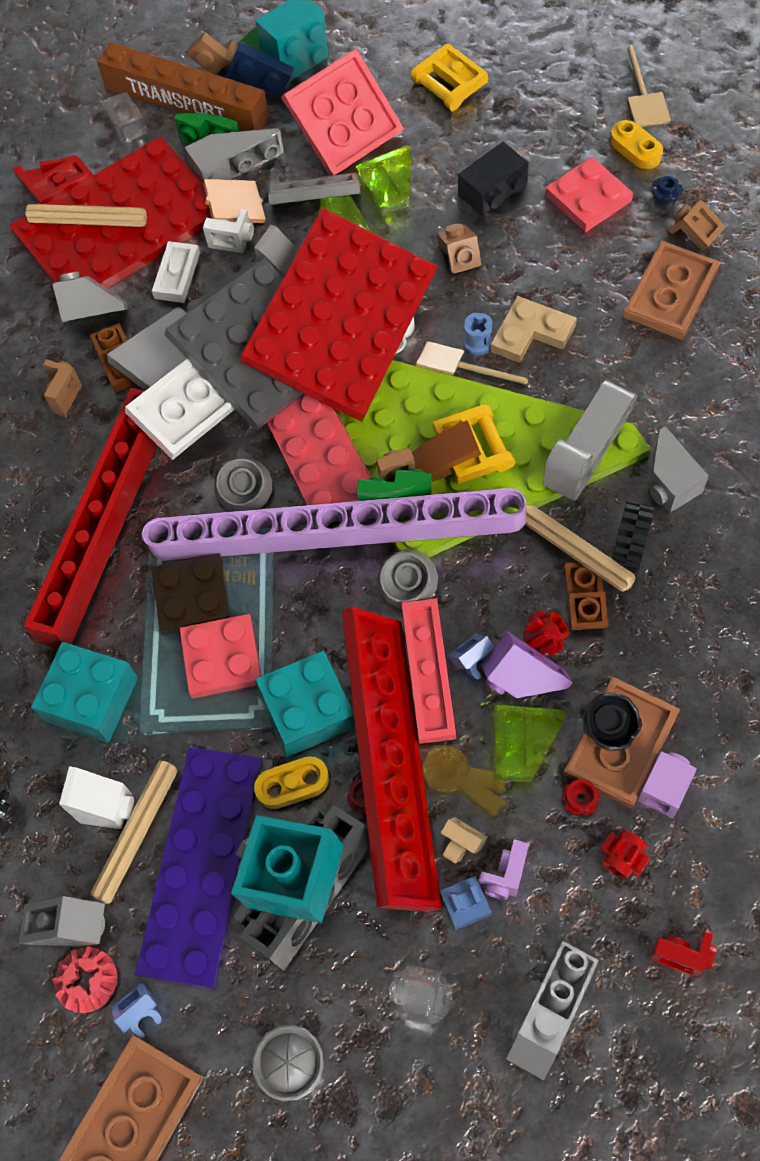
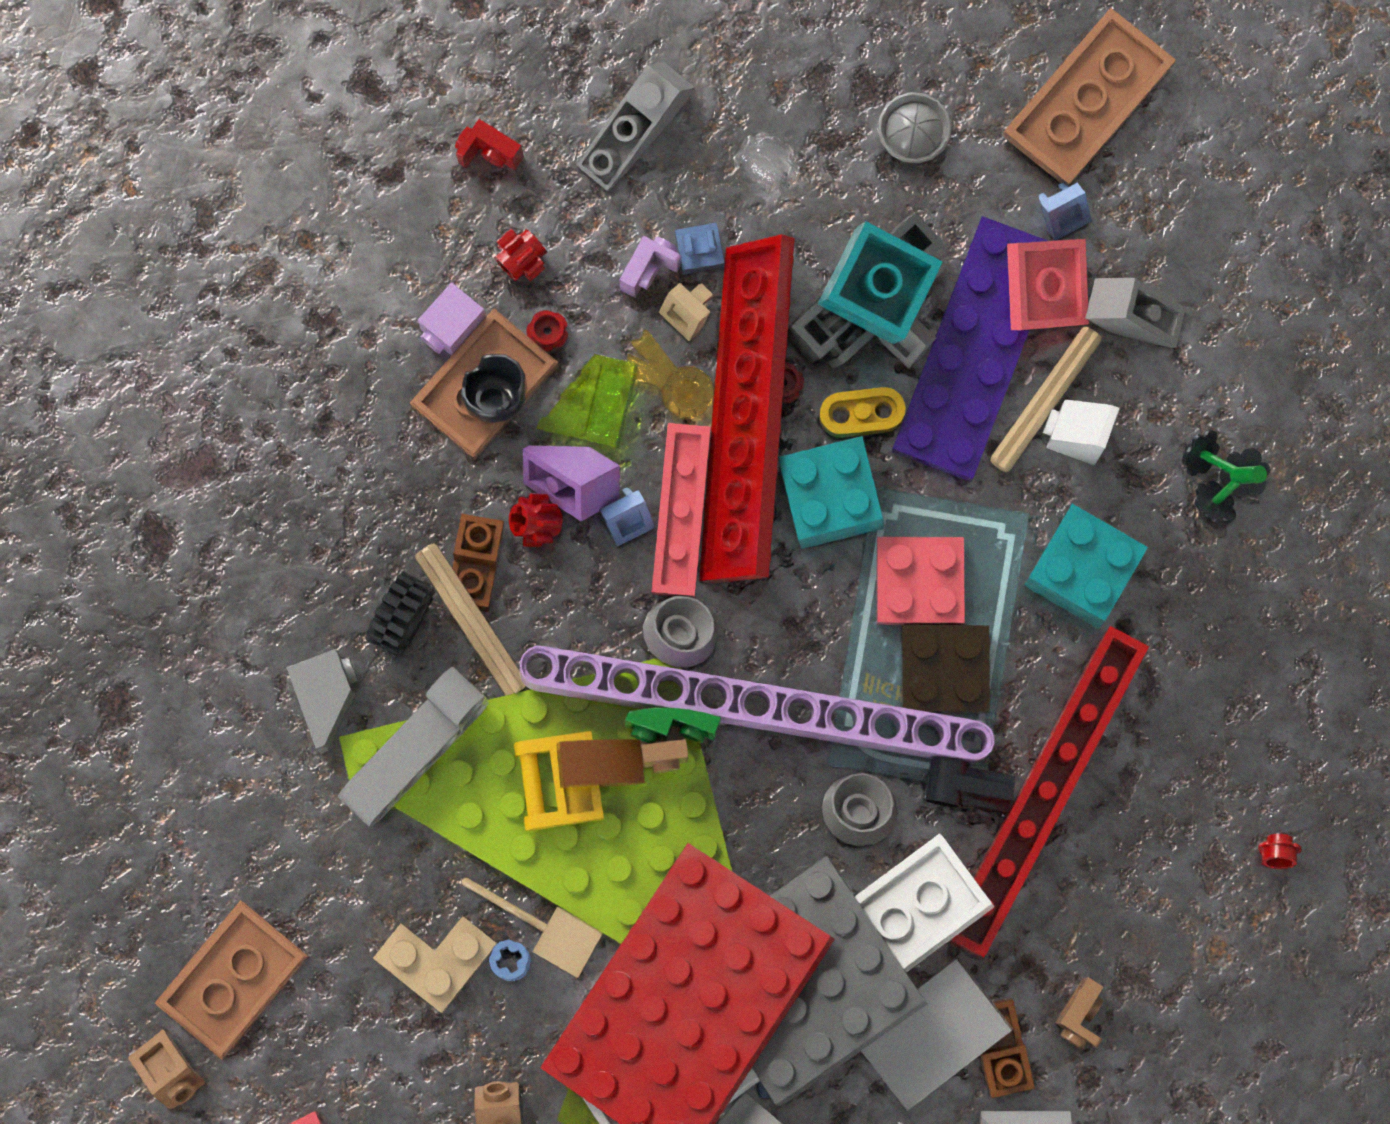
camera: 175 degrees left, 15 degrees up
(101, 984) = (1125, 236): coral gear -> none
(140, 925) = (1048, 284): none -> coral plate
(142, 509) = (957, 784): none -> black piece
(319, 451) = (750, 809): coral plate -> none

